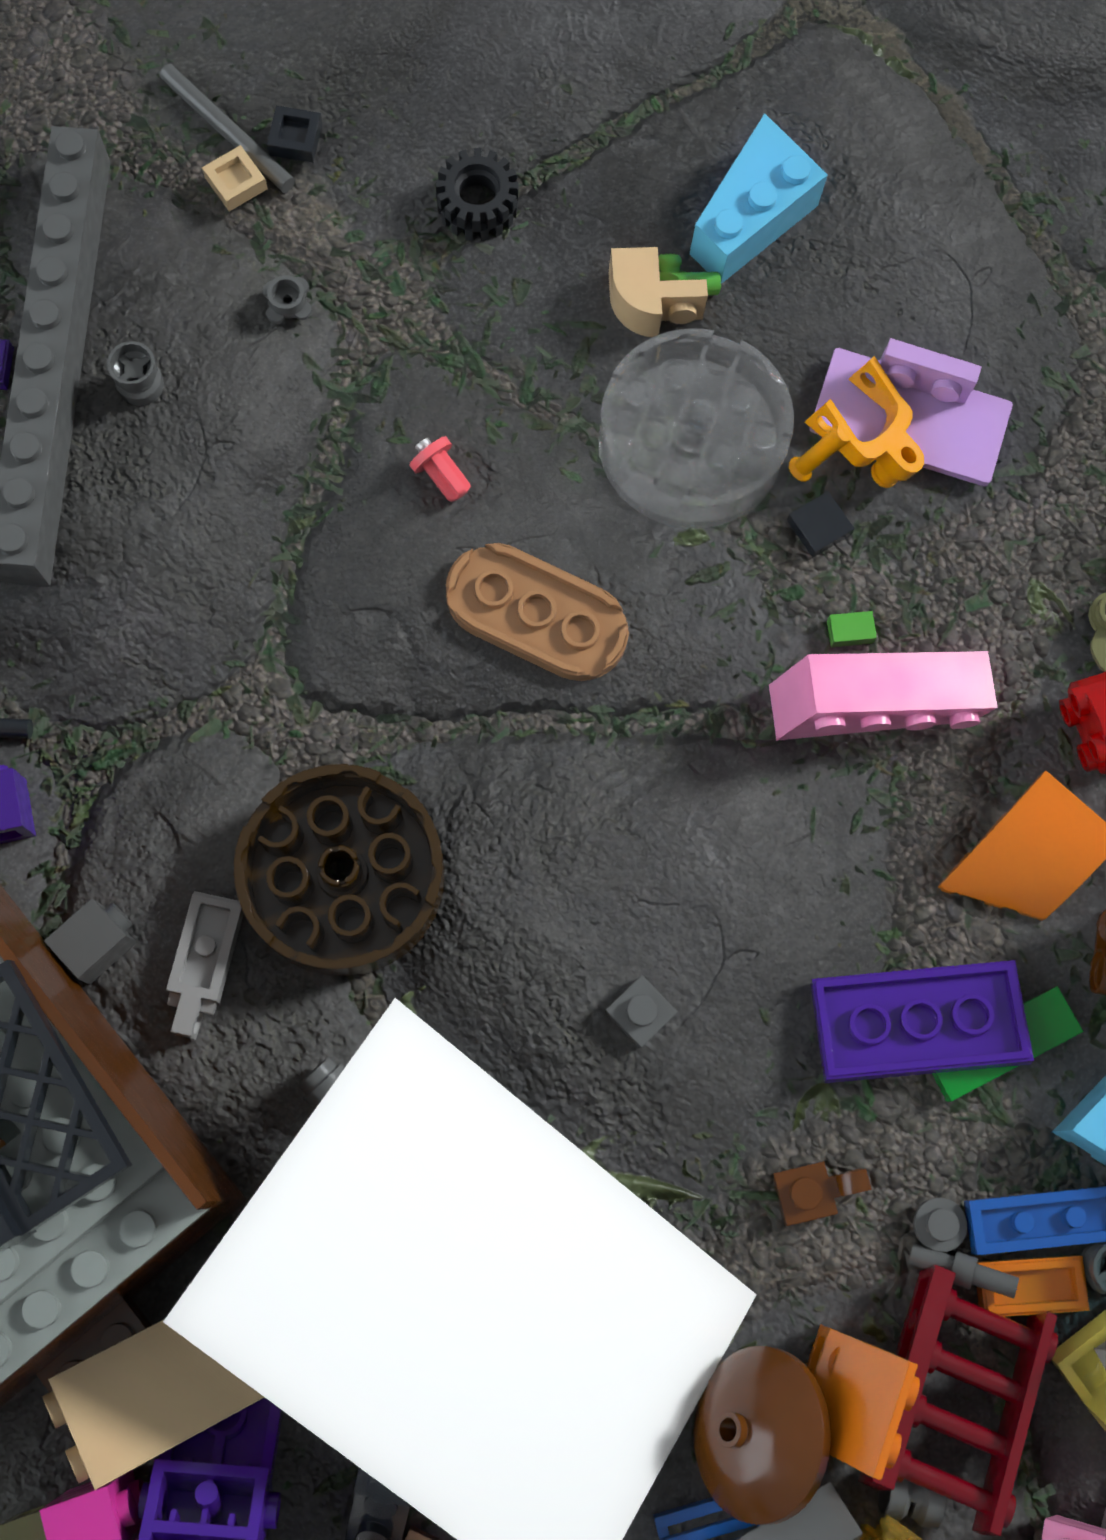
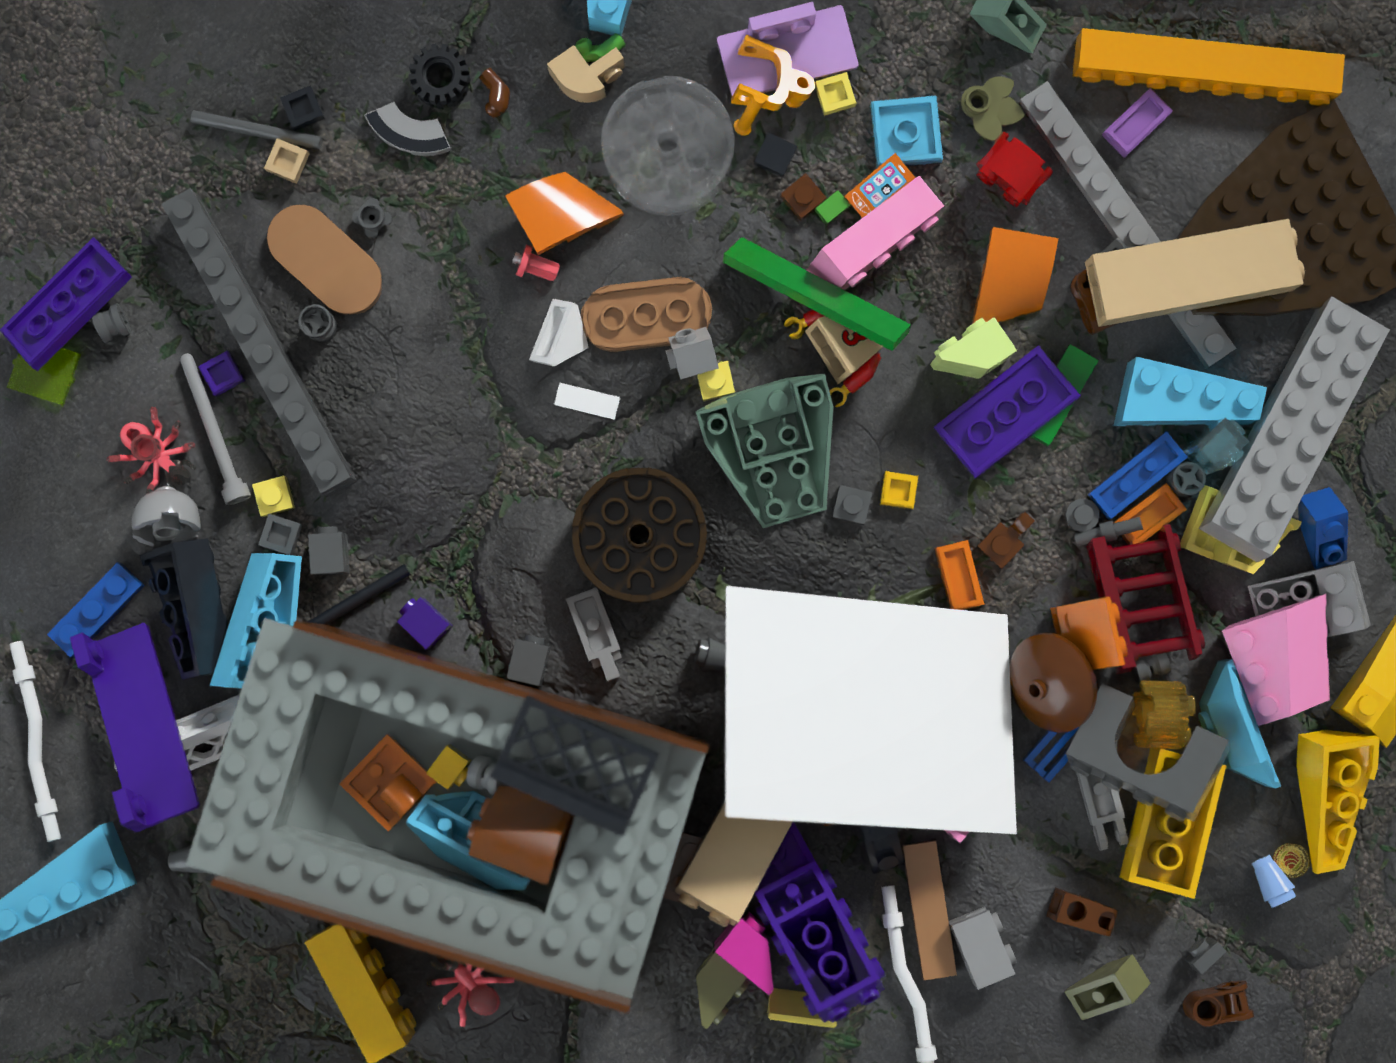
camera: 30 degrees left, 10 degrees up
(198, 313) = (324, 259): none -> medium nougat tile
(394, 669) = (587, 401): none -> white sticker
(396, 235) = (408, 134): none -> tile
(415, 569) = (560, 334): none -> white slope
(512, 421) = (559, 210): none -> orange slope
(531, 256) = (498, 95): none -> reddish brown arm
(560, 687) = (691, 352): none -> light grey brick
(568, 744) = (716, 382): none -> light yellow plate
(588, 871) = (774, 445): none -> sand green wedge
(714, 1032) = (898, 490): none -> yellow tile
(724, 1198) = (959, 575): none -> orange tile
(765, 797) = (846, 353): none -> tan torso
(768, 715) = (817, 293): none -> green tile
(822, 593) = (803, 197): none -> reddish brown plate
(927, 915) = (977, 353): none -> yellowish green slope
(930, 632) = (880, 185): none -> tile
(940, 497) = (835, 93): none -> light yellow plate
(1001, 597) = (908, 129): none -> medium azure tile

